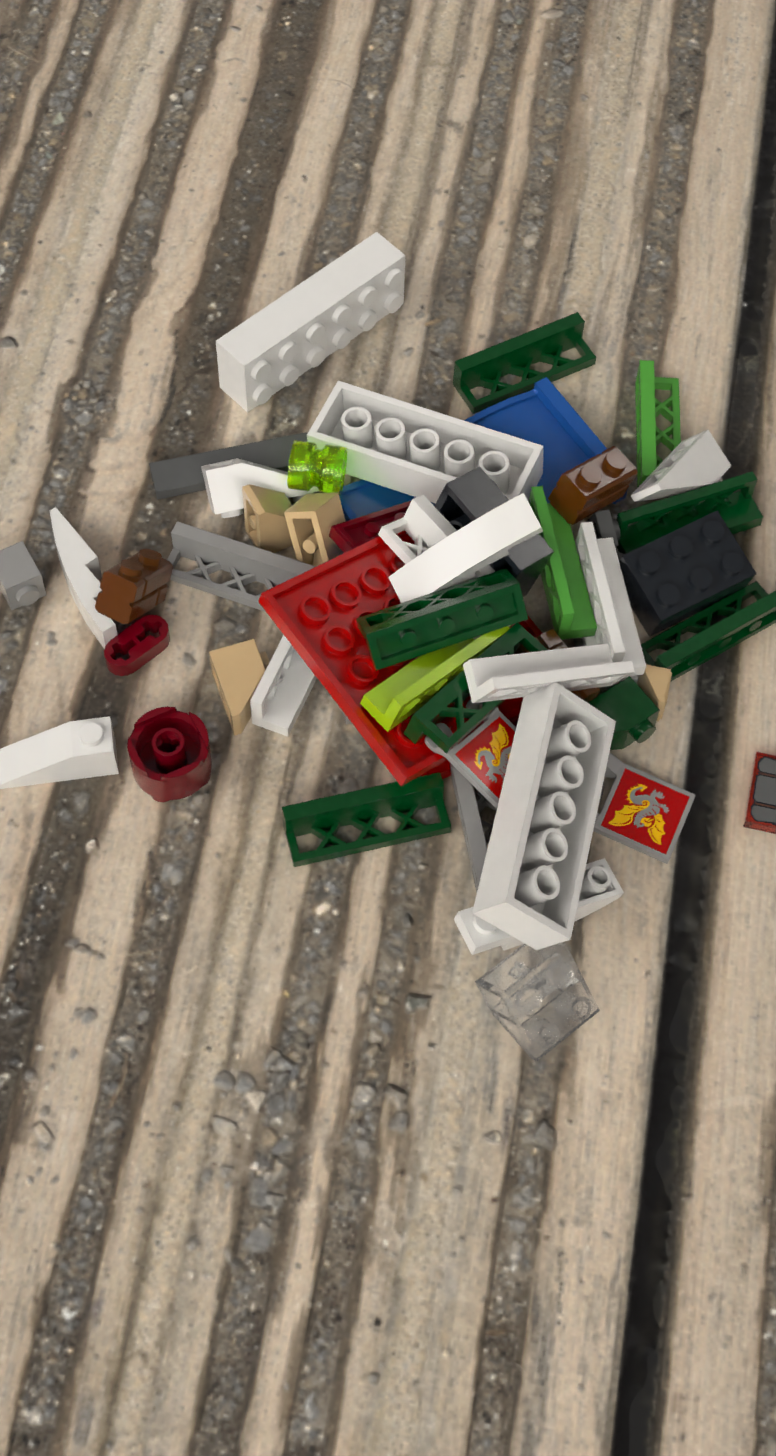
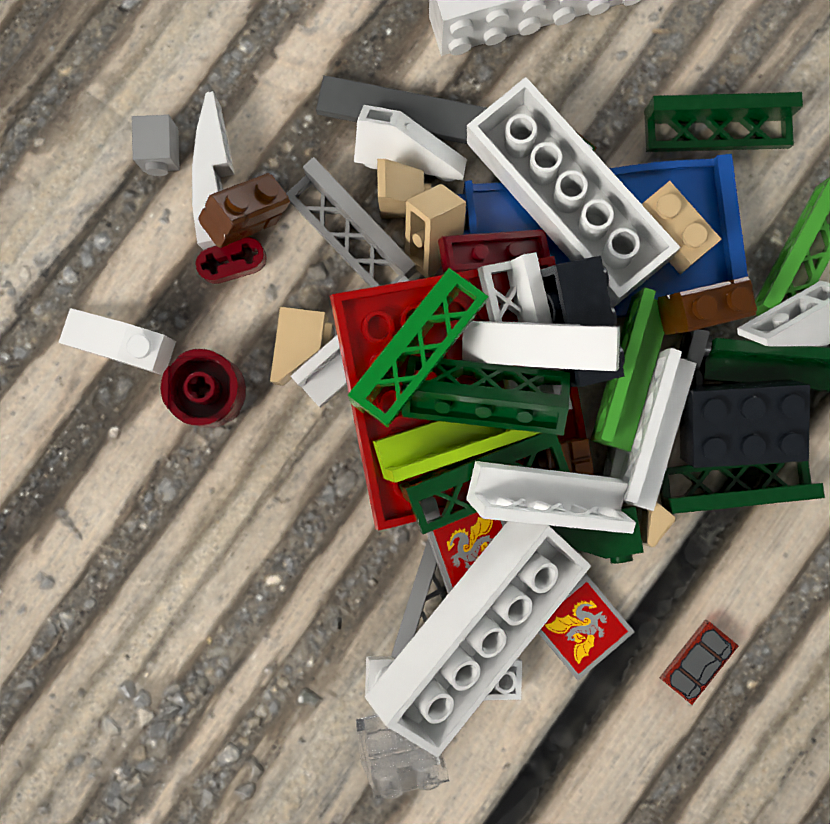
camera: 30 degrees right, 25 degrees up
(317, 467) = (458, 165): clear neon green wheel -> none
(353, 594) = (406, 341): none -> green fence
(361, 806) = (336, 510): dark green fence -> none
(553, 436) = (682, 224): none -> tan brick

